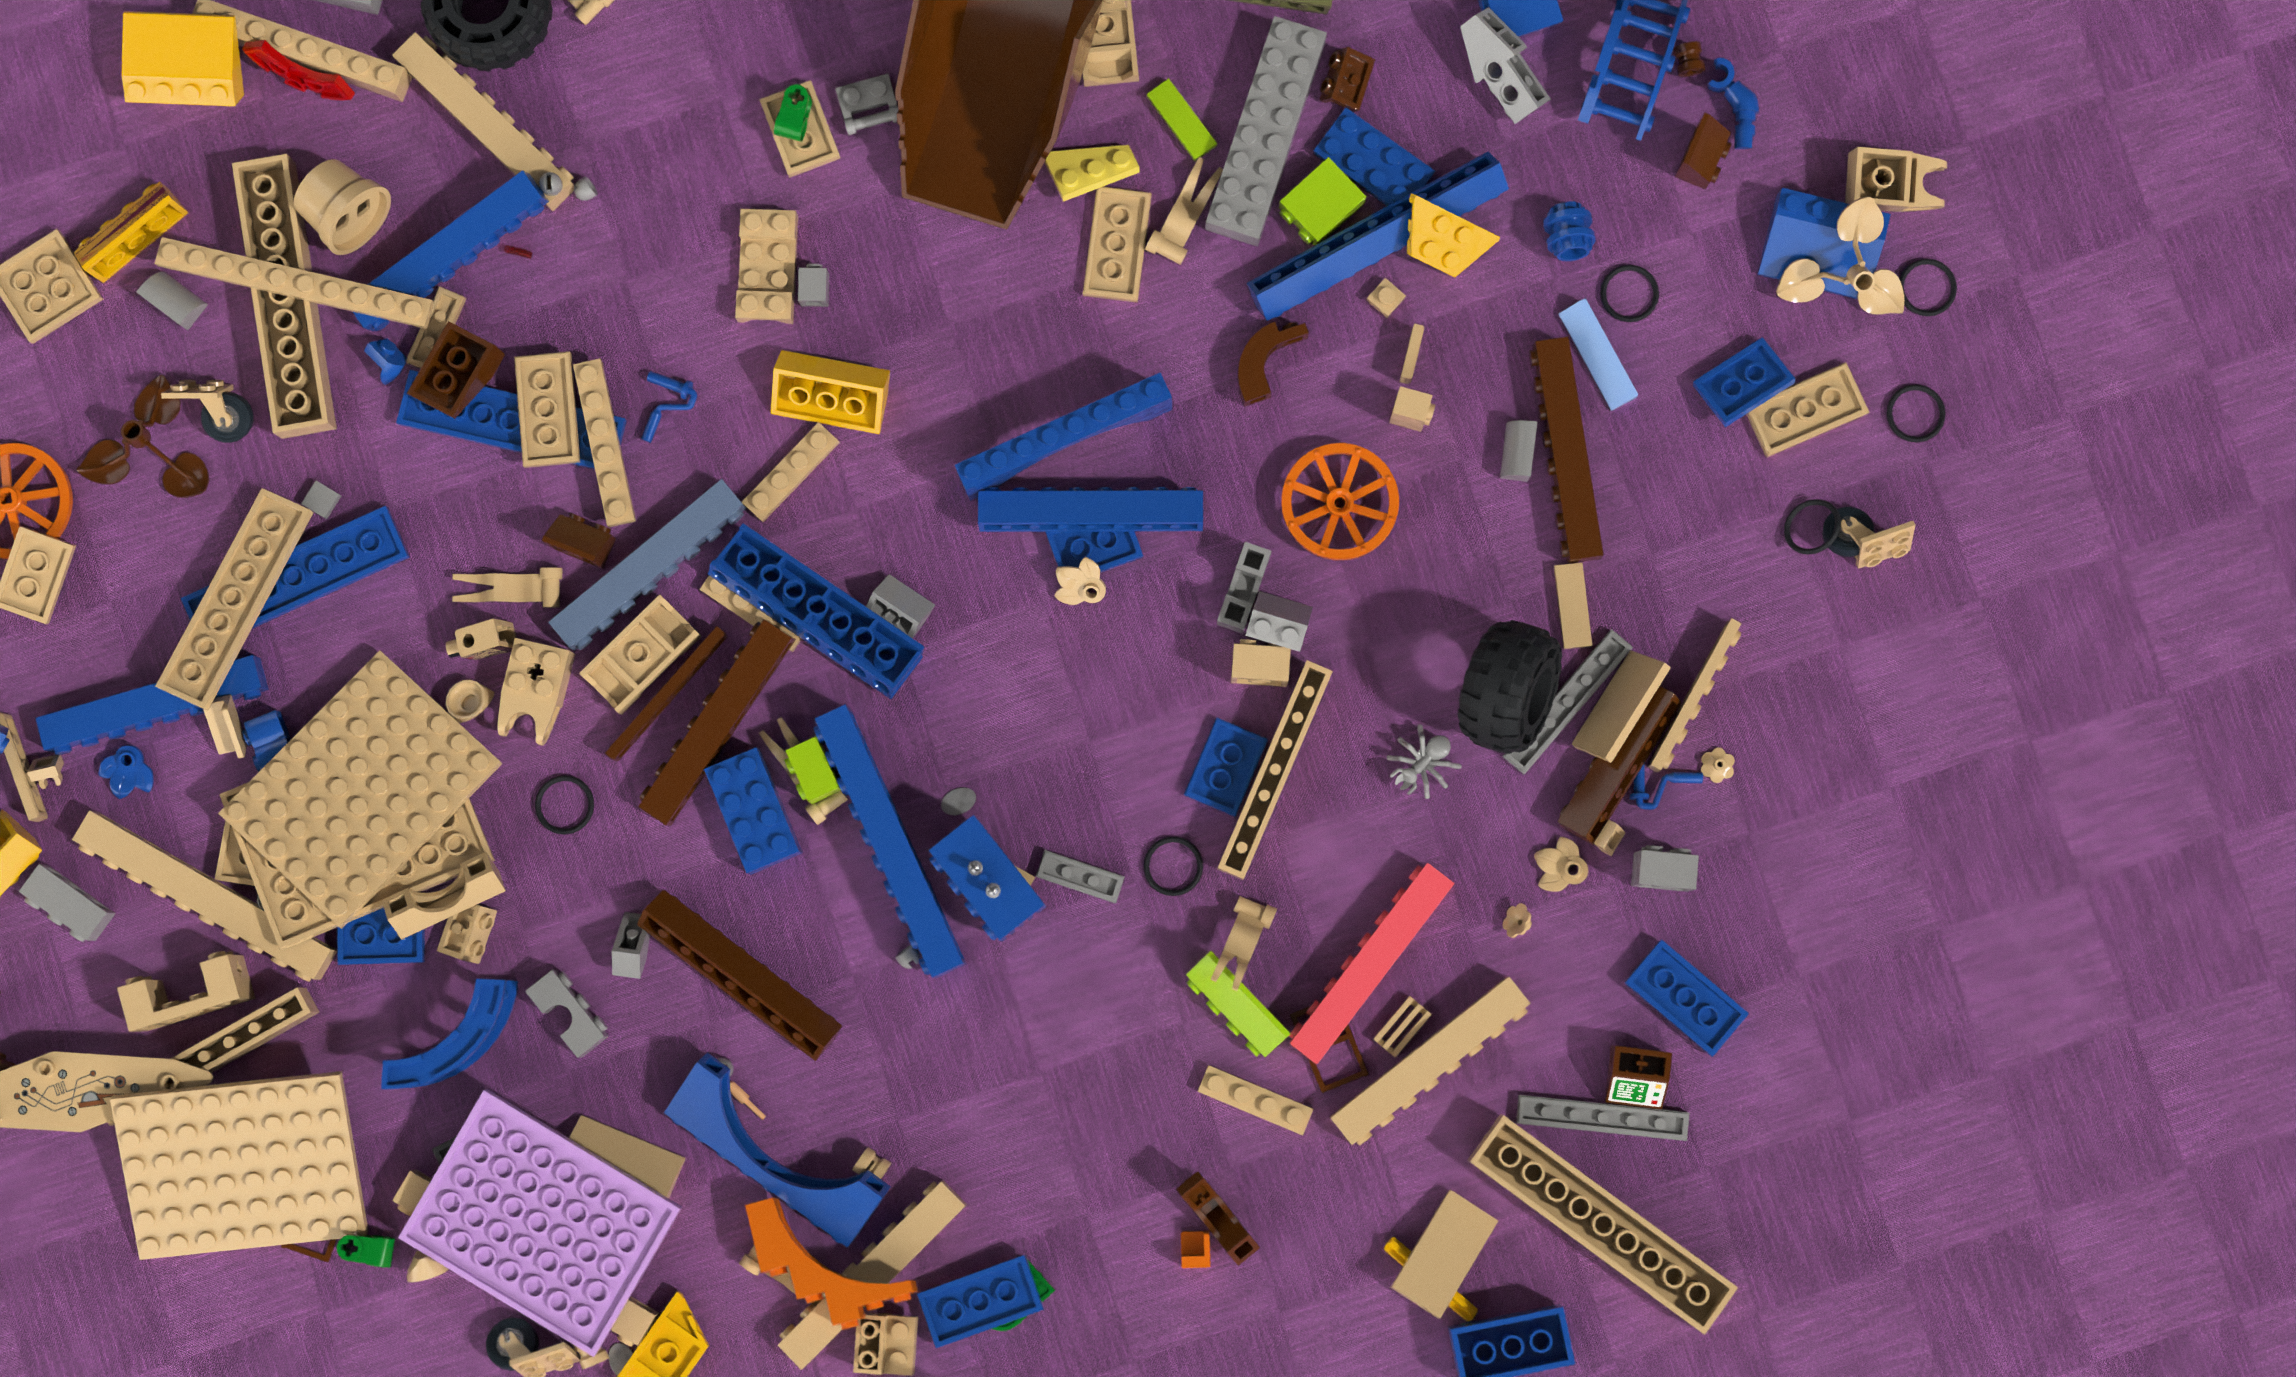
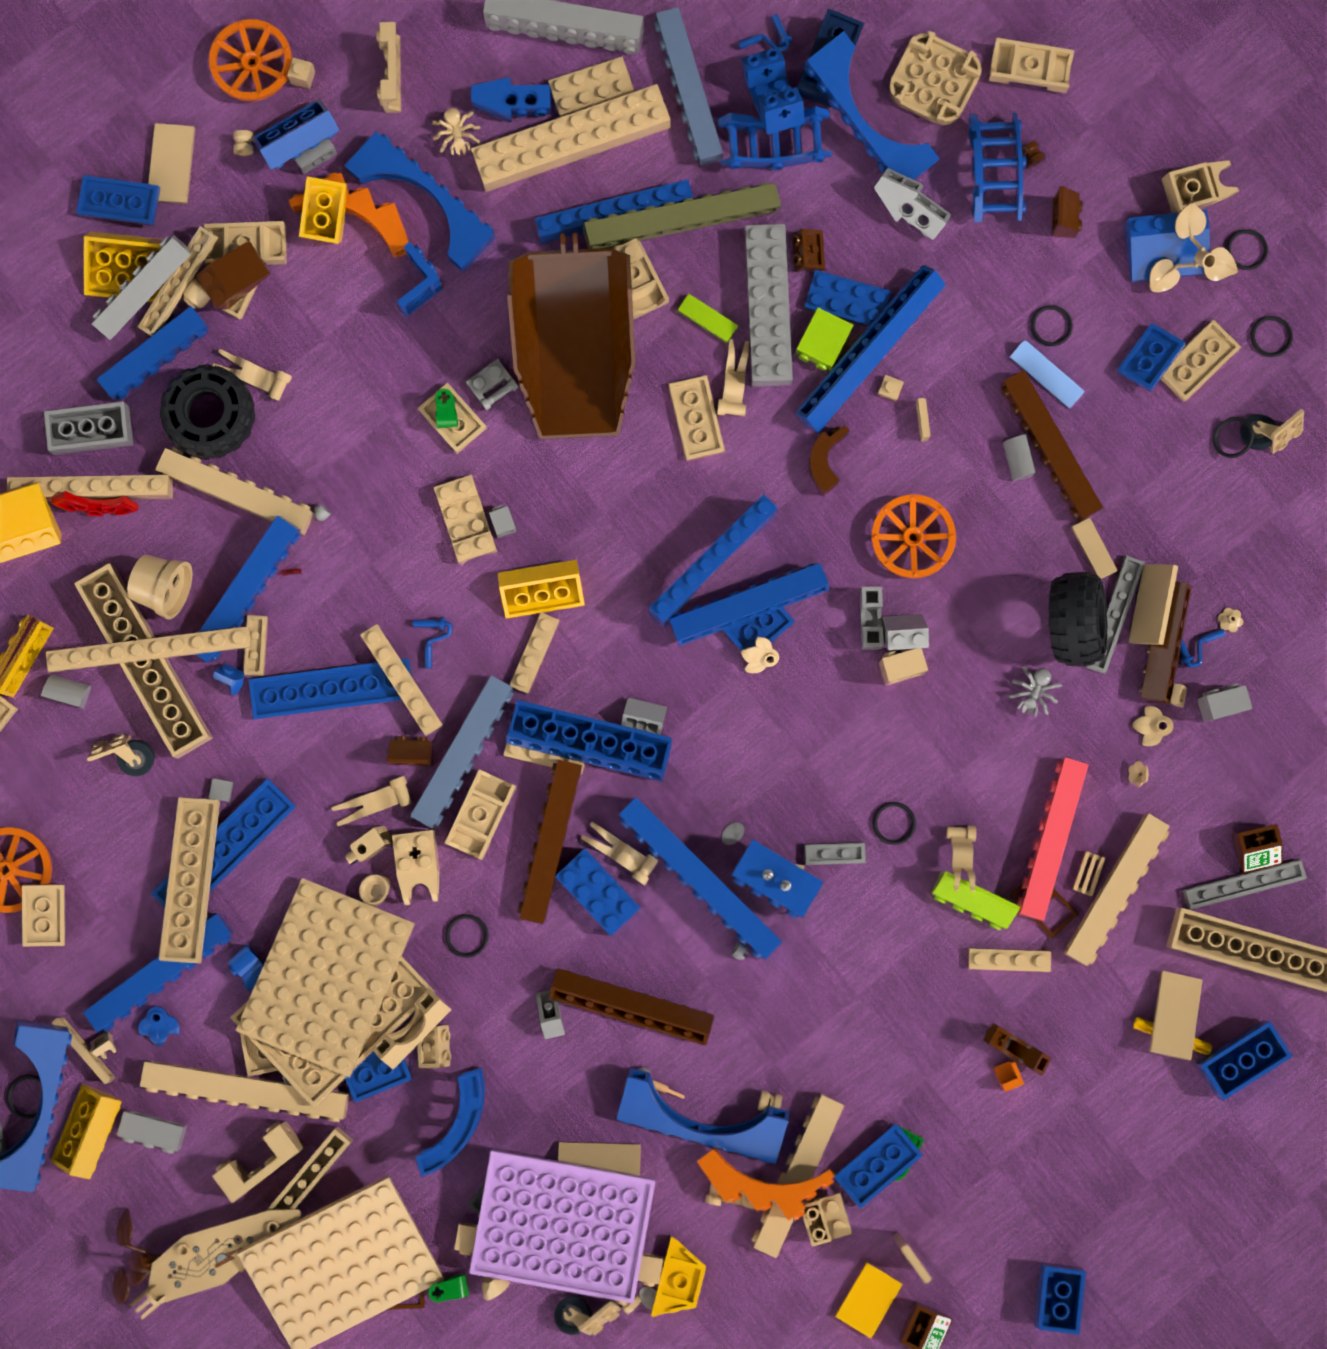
camera: 25 degrees left, 0 degrees up
(107, 459) = (62, 817): reddish brown plant -> none
(226, 726) = (216, 969): tan panel -> none
(455, 370) = (281, 668): reddish brown slope -> none
(547, 409) = (353, 671): tan tile -> none
(556, 184) = (302, 515): light grey hinge -> none
(585, 1030) = (510, 1064): light grey arch -> none
(666, 694) = (508, 835): reddish brown tile -> none
(812, 770) = (629, 849): lime brick -> none
(1089, 168) = (659, 373): light yellow wing -> none
(1225, 767) = (904, 743): blue tile -> none
(1274, 770) = (939, 733): tan brick -> none
(1412, 409) = (938, 456): tan brick -> none
(1445, 238) = (916, 333): yellow wing -> none
(1569, 231) = (997, 298): blue piece -> none
(1686, 998) = (1270, 783): blue plate -> none
(1702, 685) = (1200, 570): tan plate -> none
(1742, 100) = (1078, 169): blue piece -> none

